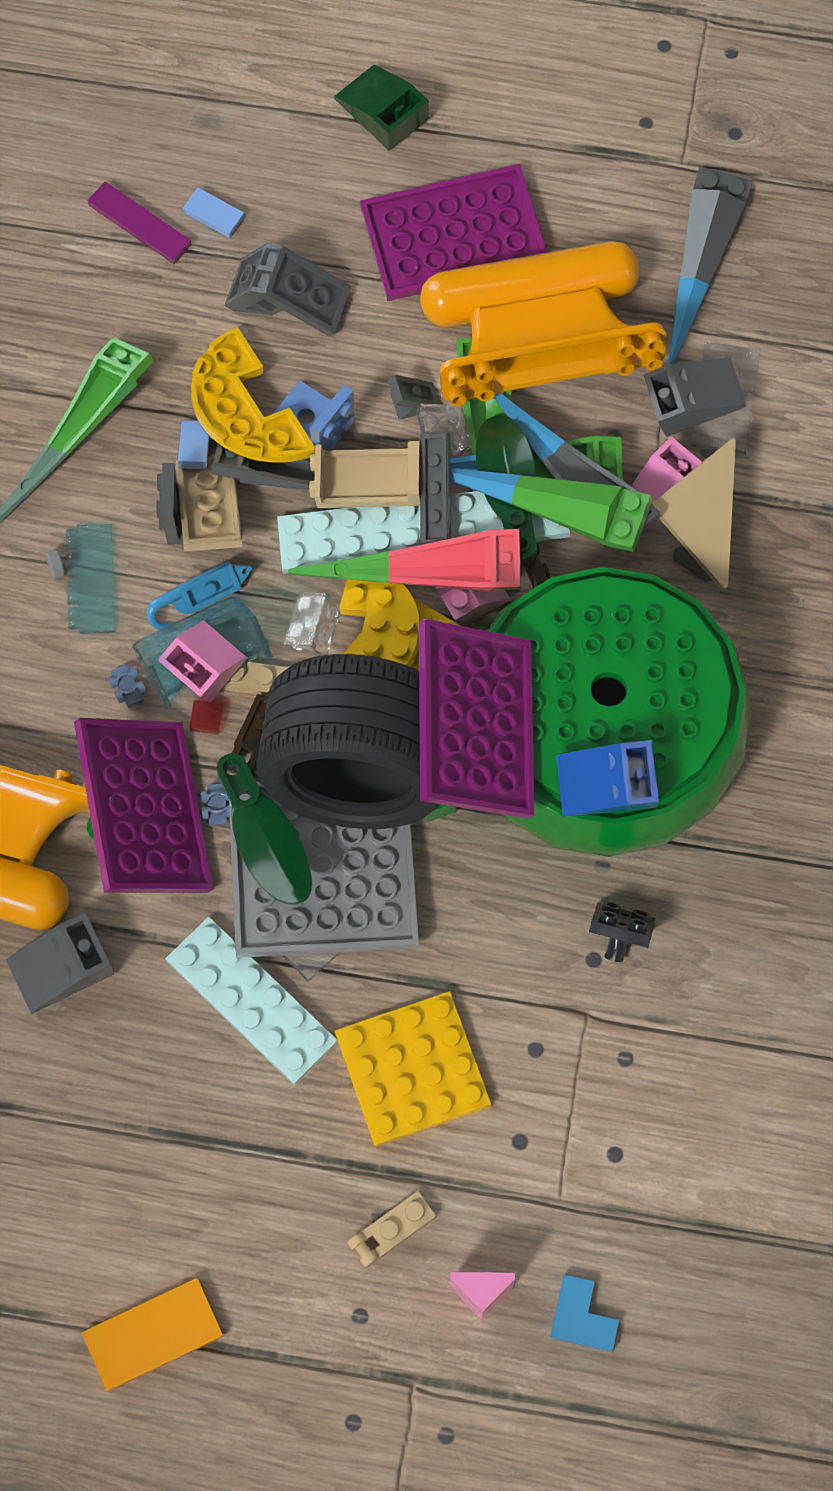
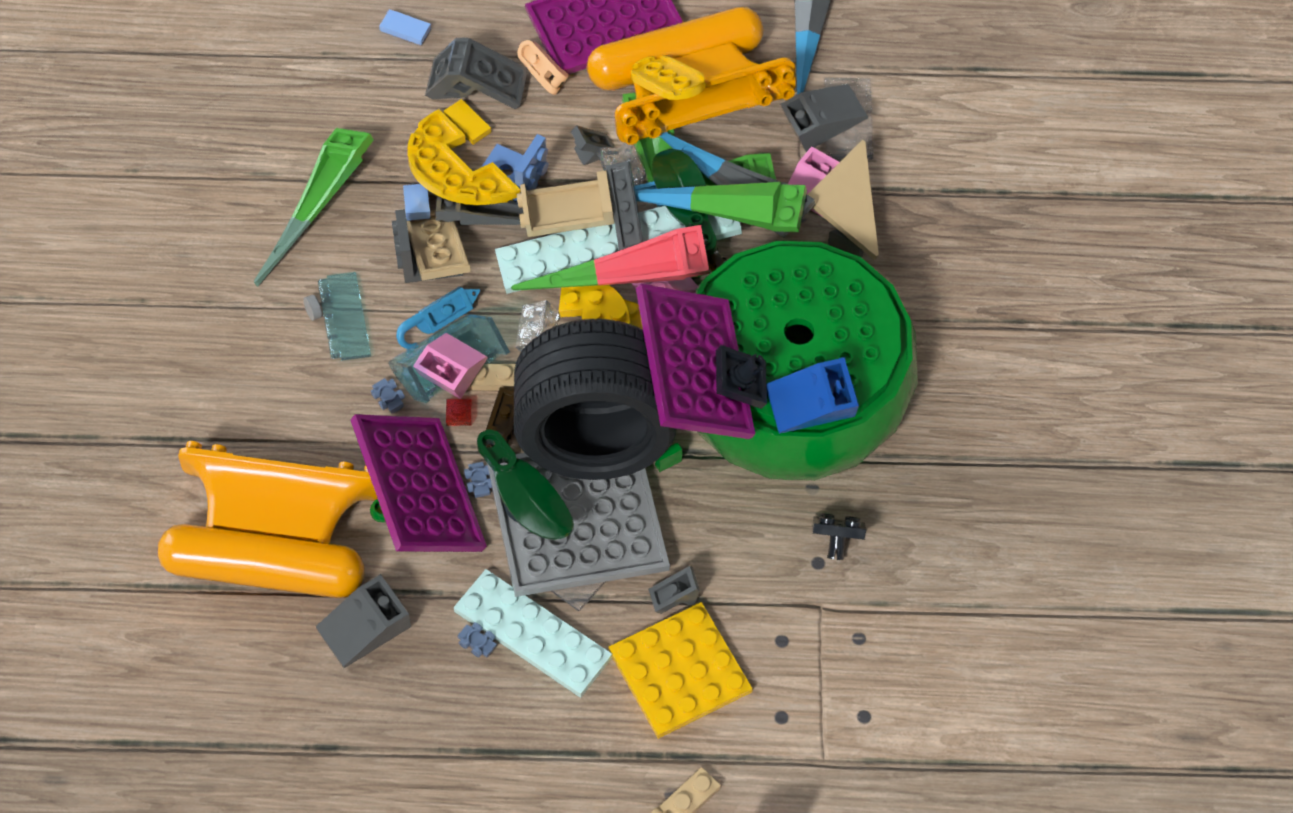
camera: 10 degrees left, 10 degrees down
(139, 222) = (344, 41): magenta tile -> none
(189, 1006) = (478, 642): none -> sand blue piece
(269, 346) = (468, 121): none -> yellow tile
(367, 285) = (541, 66): none -> light nougat plate
(420, 975) = (675, 590): none -> dark grey slope
(510, 331) = (668, 78): none -> yellow tile
(536, 745) = (742, 370): none -> black plate

